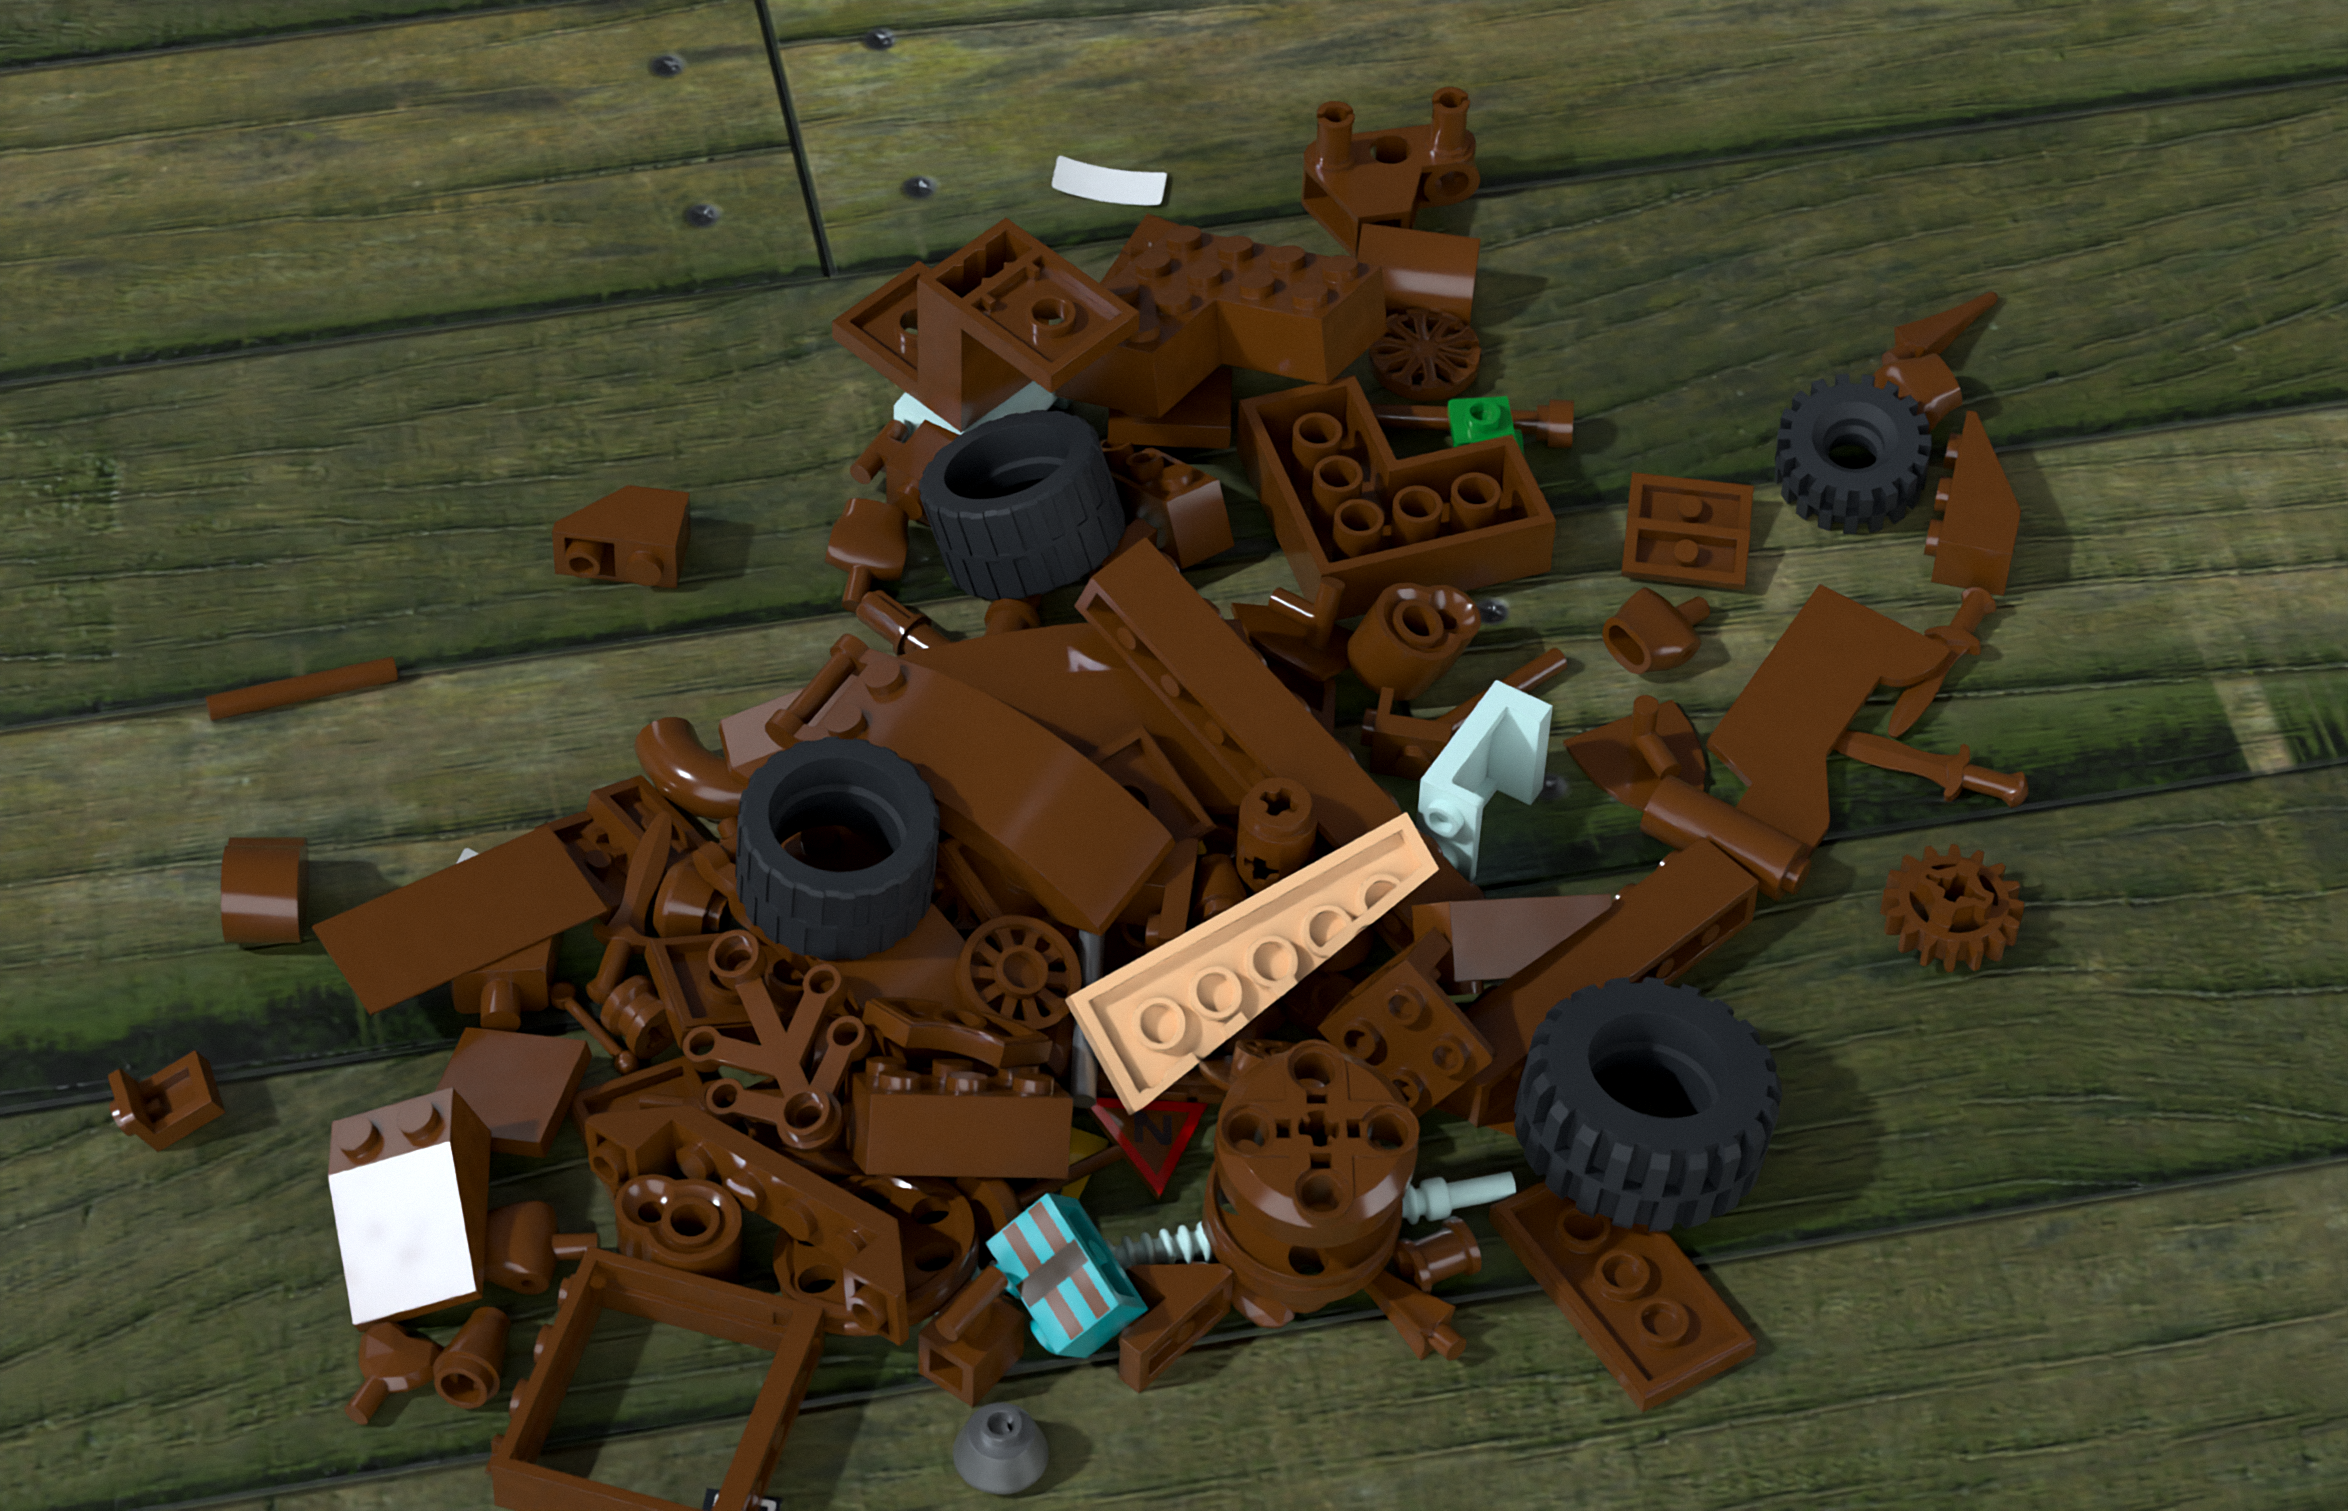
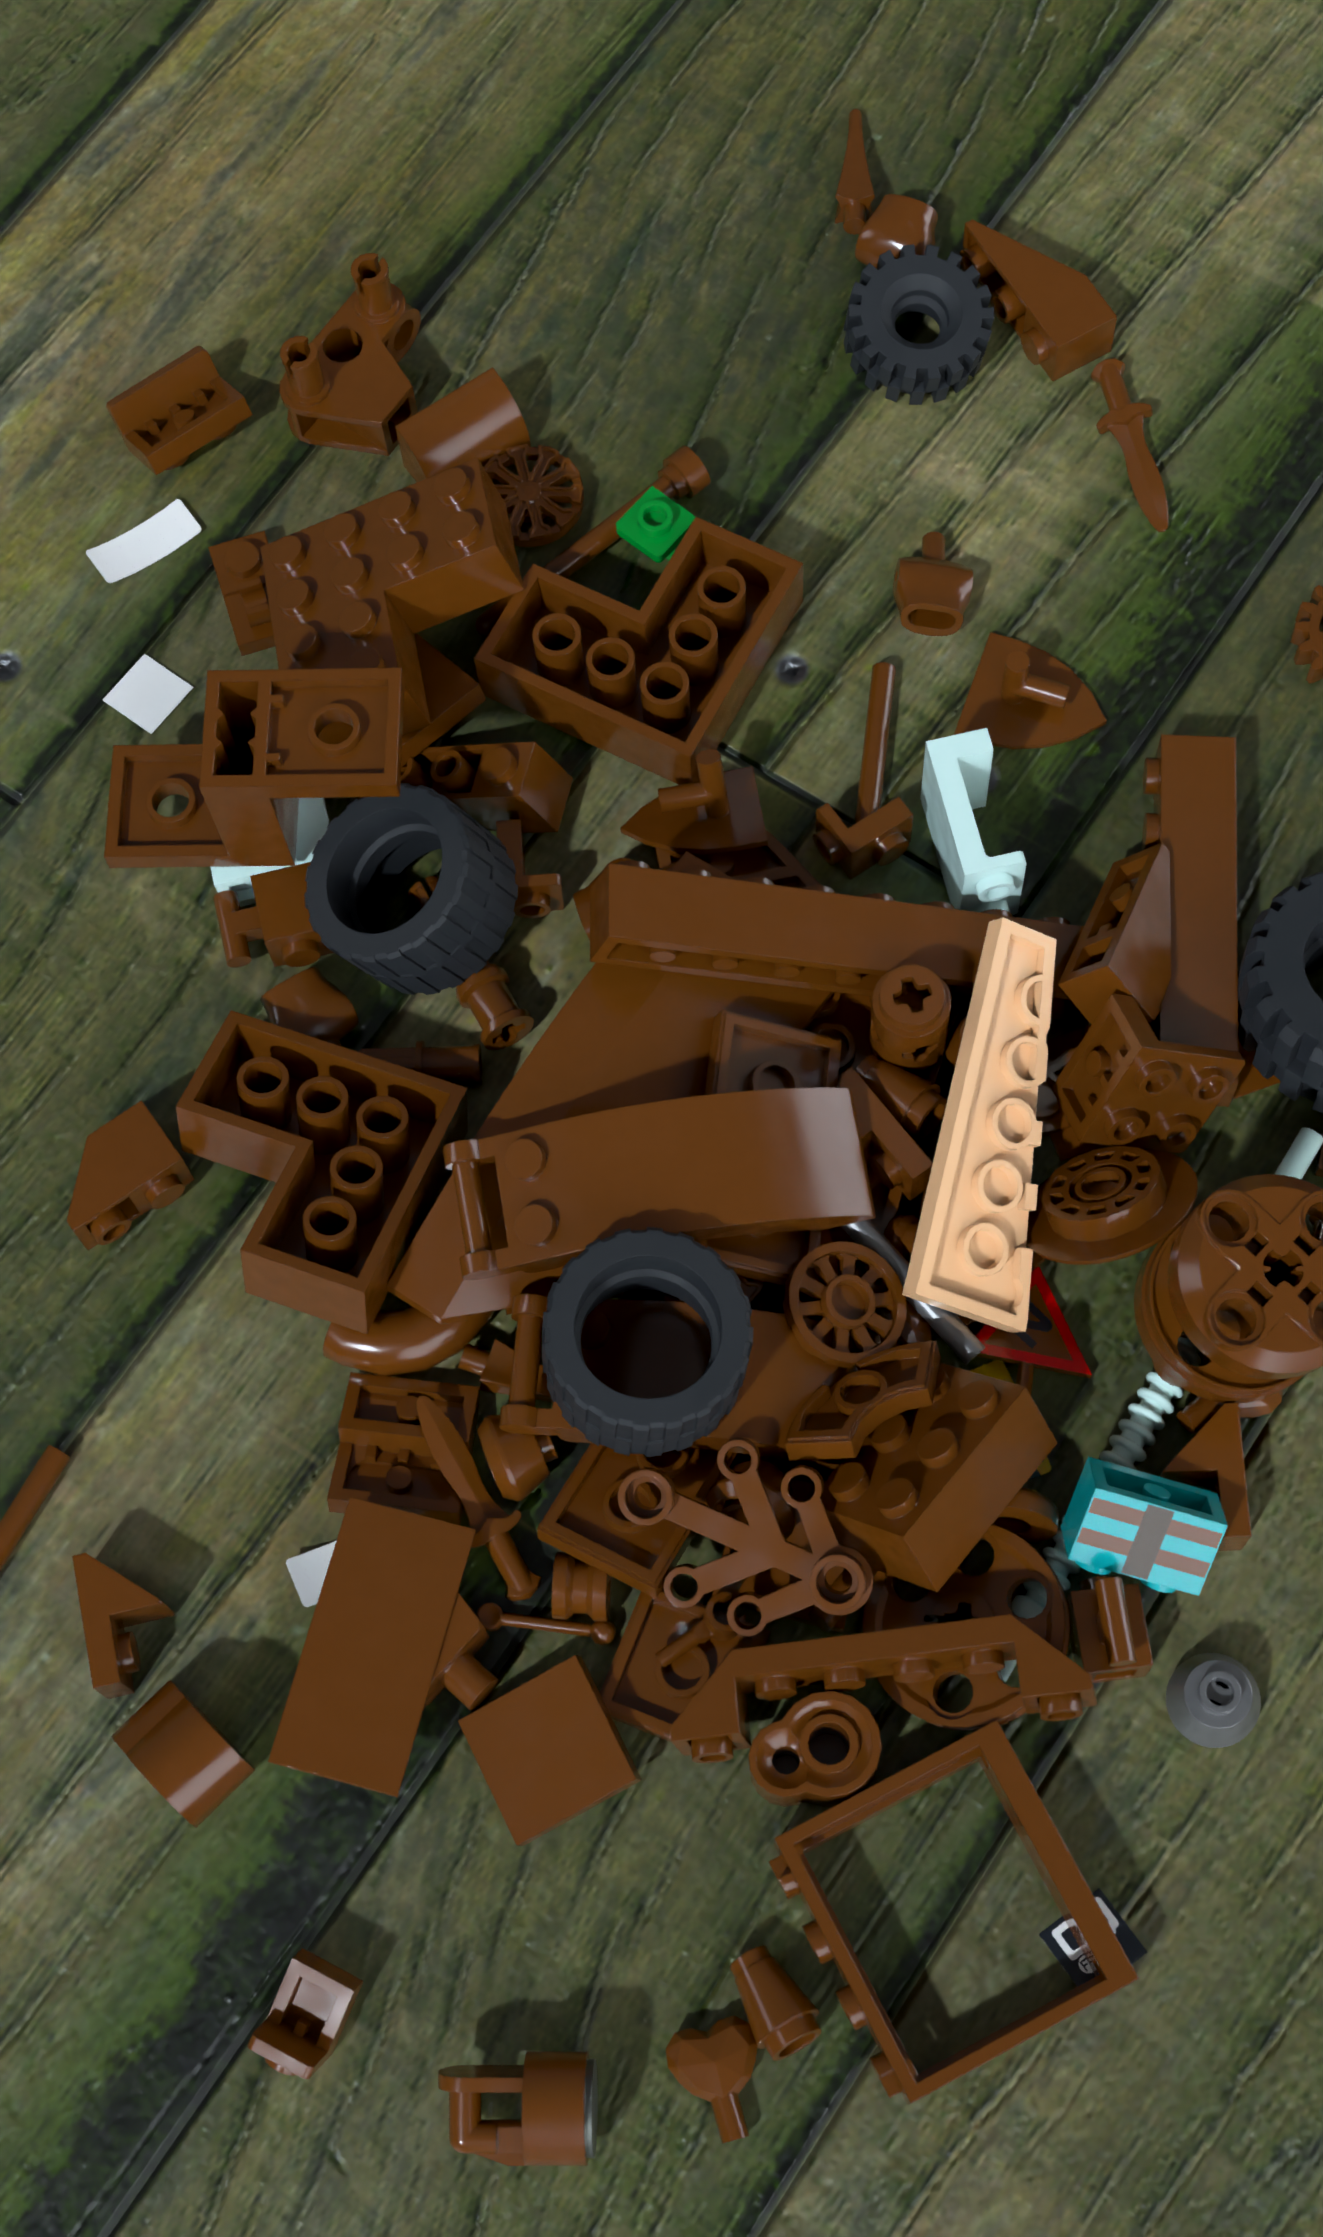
camera: 35 degrees left, 20 degrees up
(256, 1278) = (556, 2109): none -> reddish brown piece
(309, 777) = (107, 1607): none -> reddish brown slope
(411, 1206) = (606, 1934): slope -> none
(526, 1246) = (703, 1871): reddish brown piece -> none
(769, 611) = (349, 1157): none -> reddish brown brick
(1226, 110) = (177, 411): none -> reddish brown bracket
(1412, 638) = (792, 749): reddish brown piece -> none
(1687, 531) = (862, 486): reddish brown slope -> none
(1783, 734) = (1100, 603): reddish brown door -> none
(1948, 771) = (1230, 526): reddish brown sword -> none

